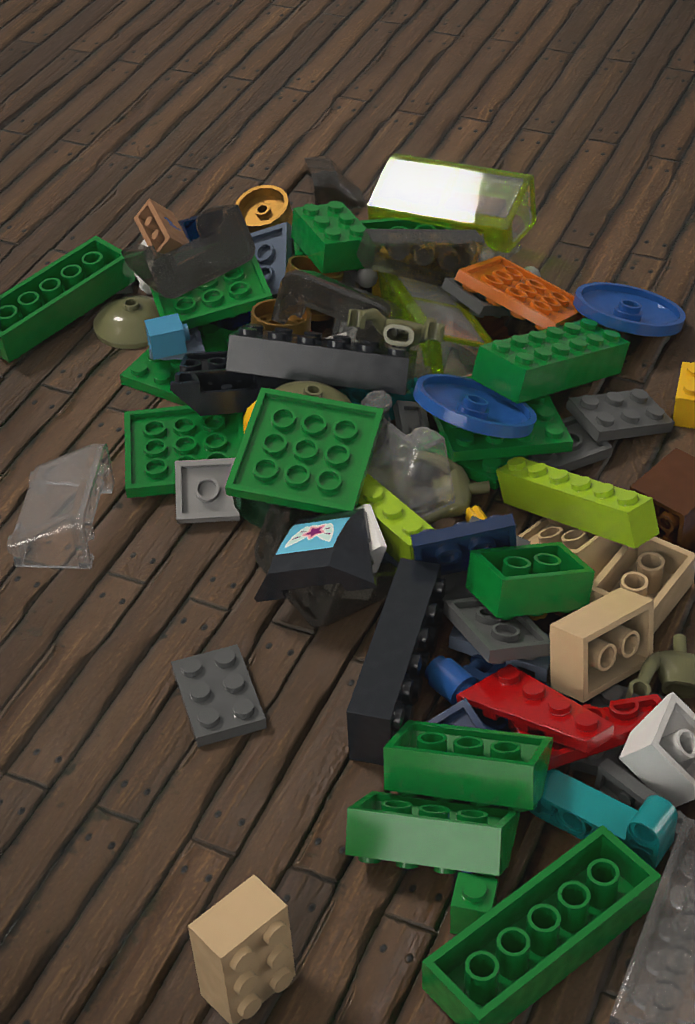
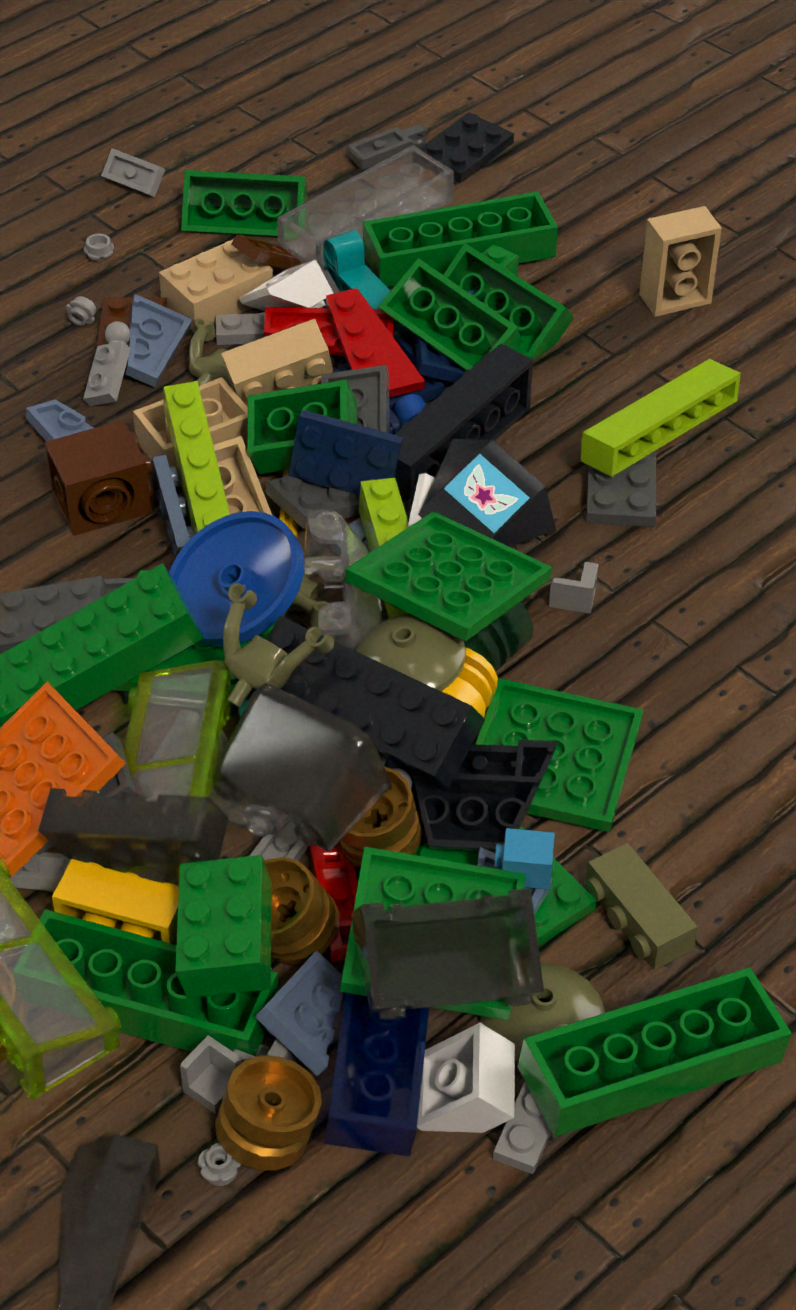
camera: 160 degrees left, 5 degrees up
(61, 510) = (717, 703): clear windscreen -> none
(88, 377) = (640, 906): none -> olive brick
(160, 227) = (454, 1077): medium nougat brick -> none
(195, 753) = (659, 417): none -> lime brick
(202, 491) = (553, 669): light grey plate -> none
(220, 569) = (575, 594): none -> light grey panel

